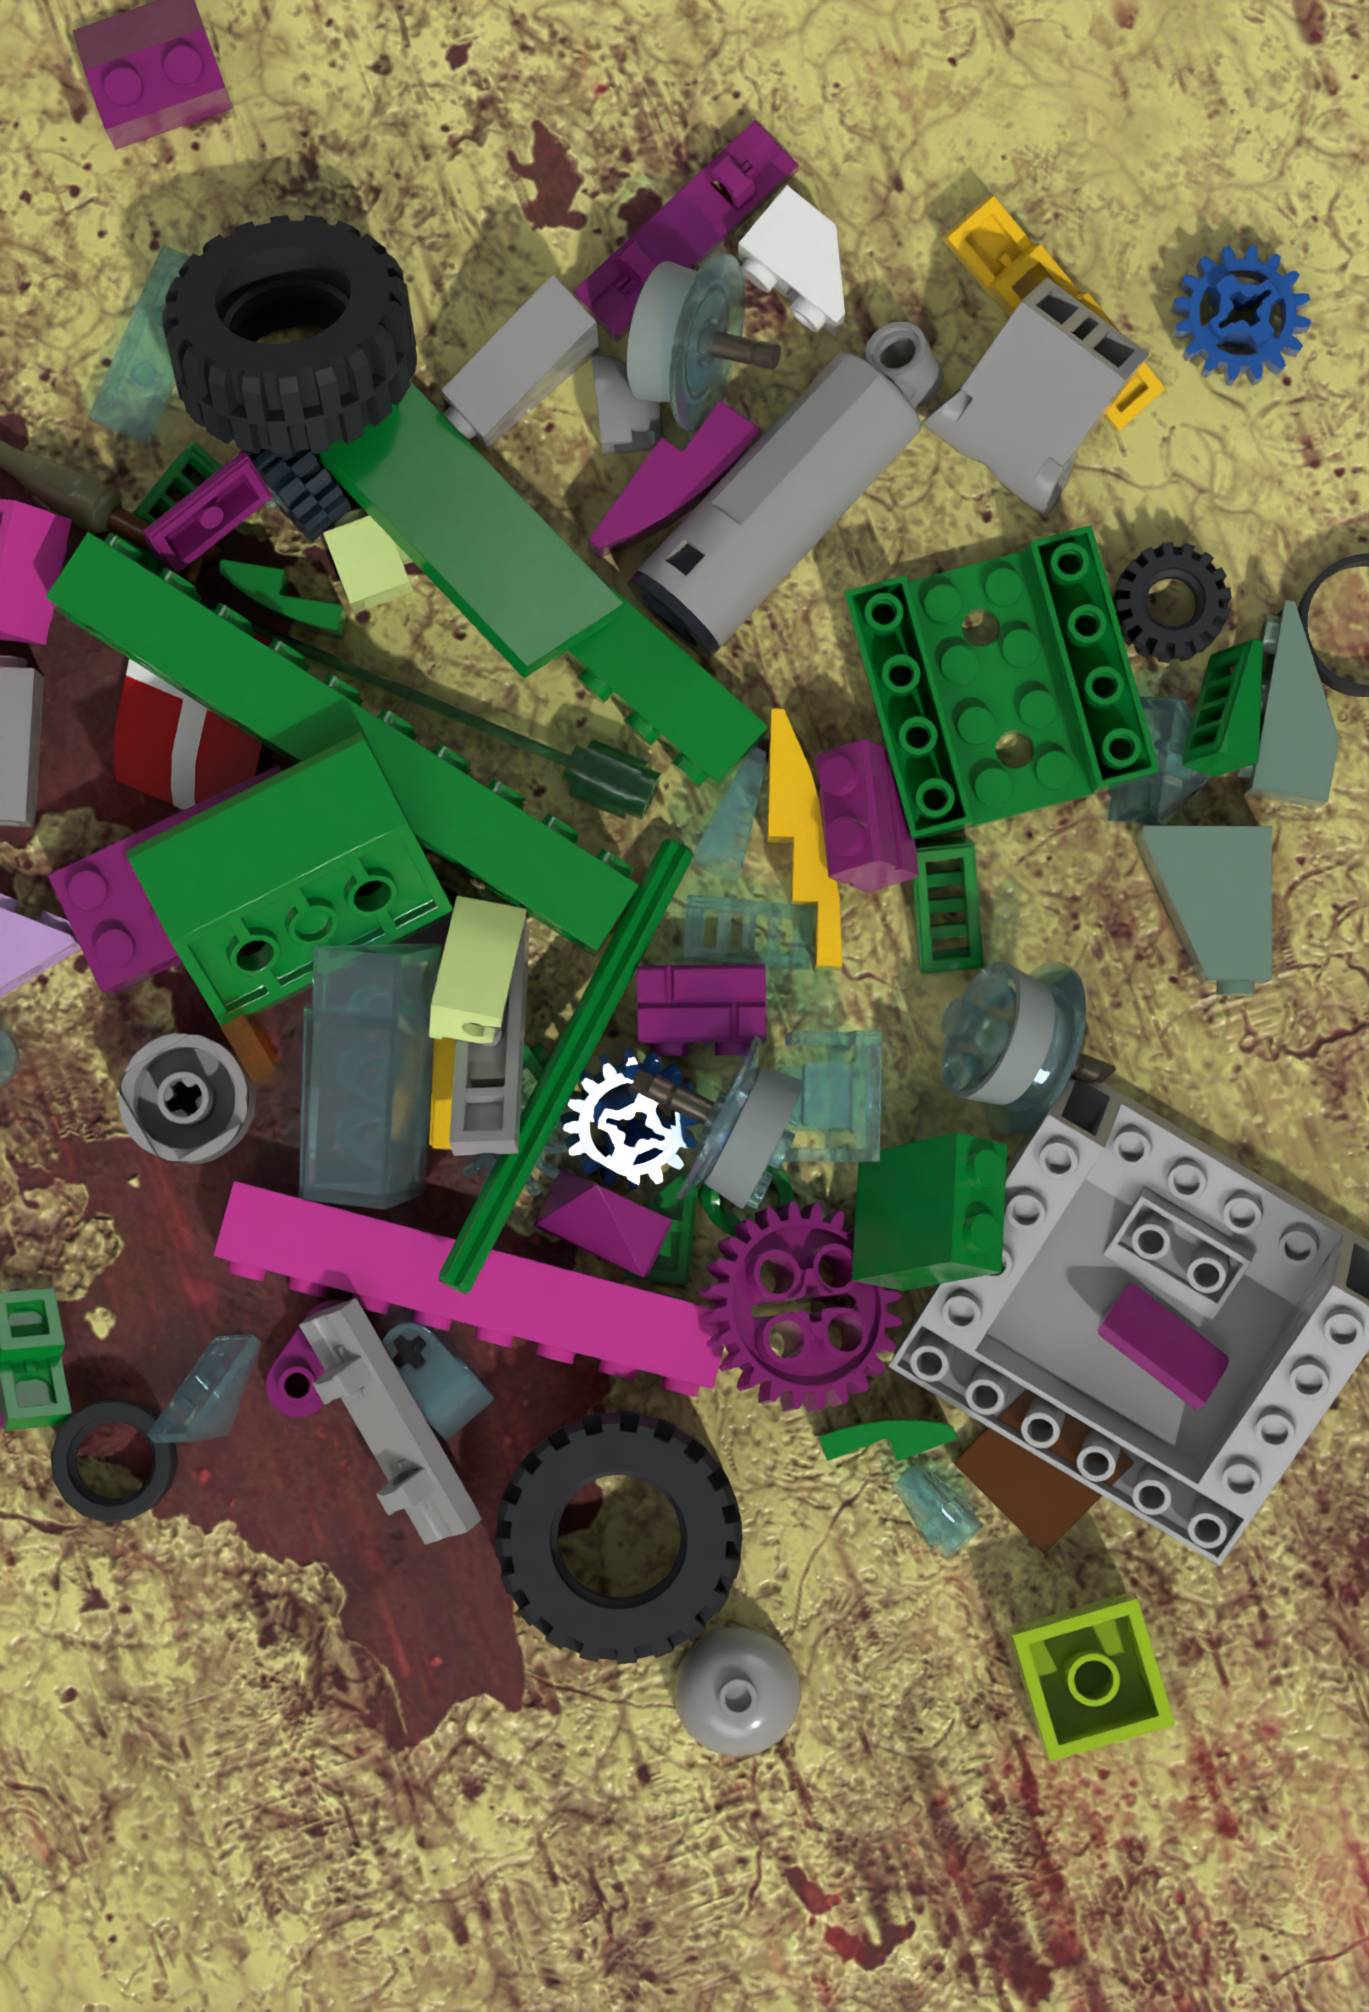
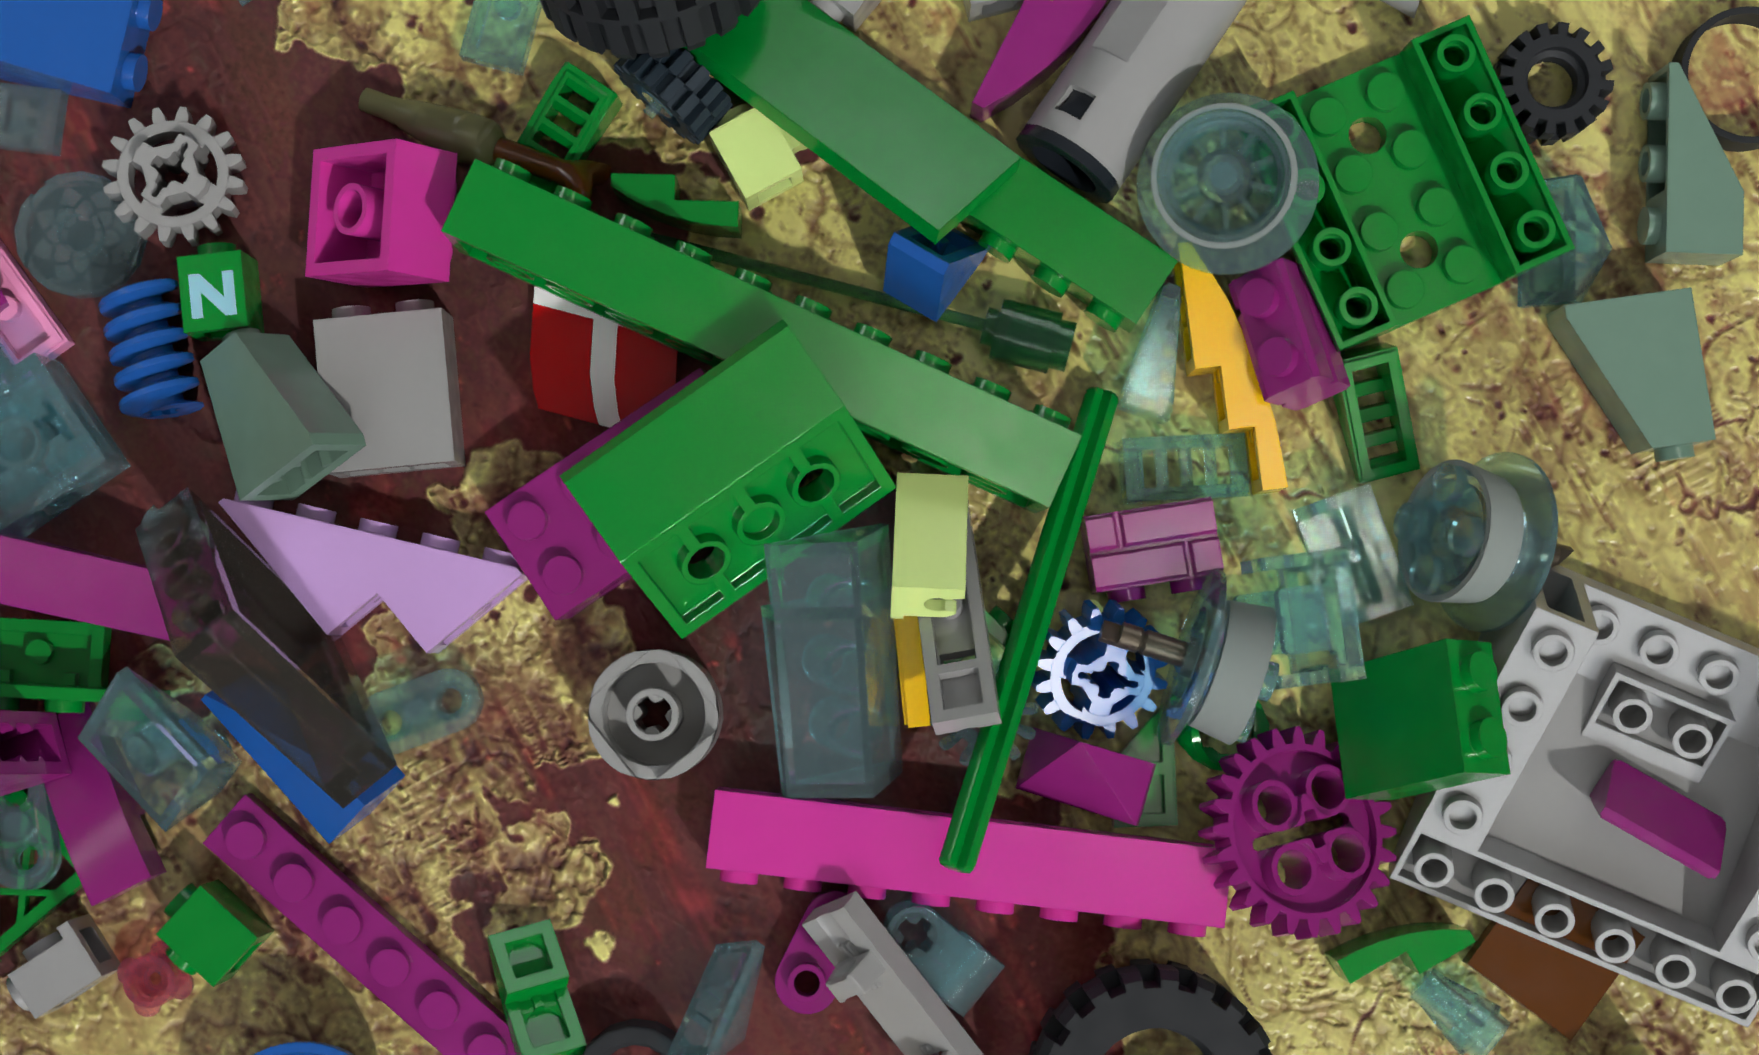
camera: 10 degrees left, 0 degrees up
(207, 514) = (591, 127): magenta slope -> none
(254, 1051) = (716, 657): clear orange tile -> none
(520, 706) = (927, 273): none -> blue slope
(825, 658) = (1228, 183): none -> clear light blue piece
(909, 1044) = (1356, 523): none -> clear light blue hinge
(1227, 712) = (1646, 194): green slope -> none

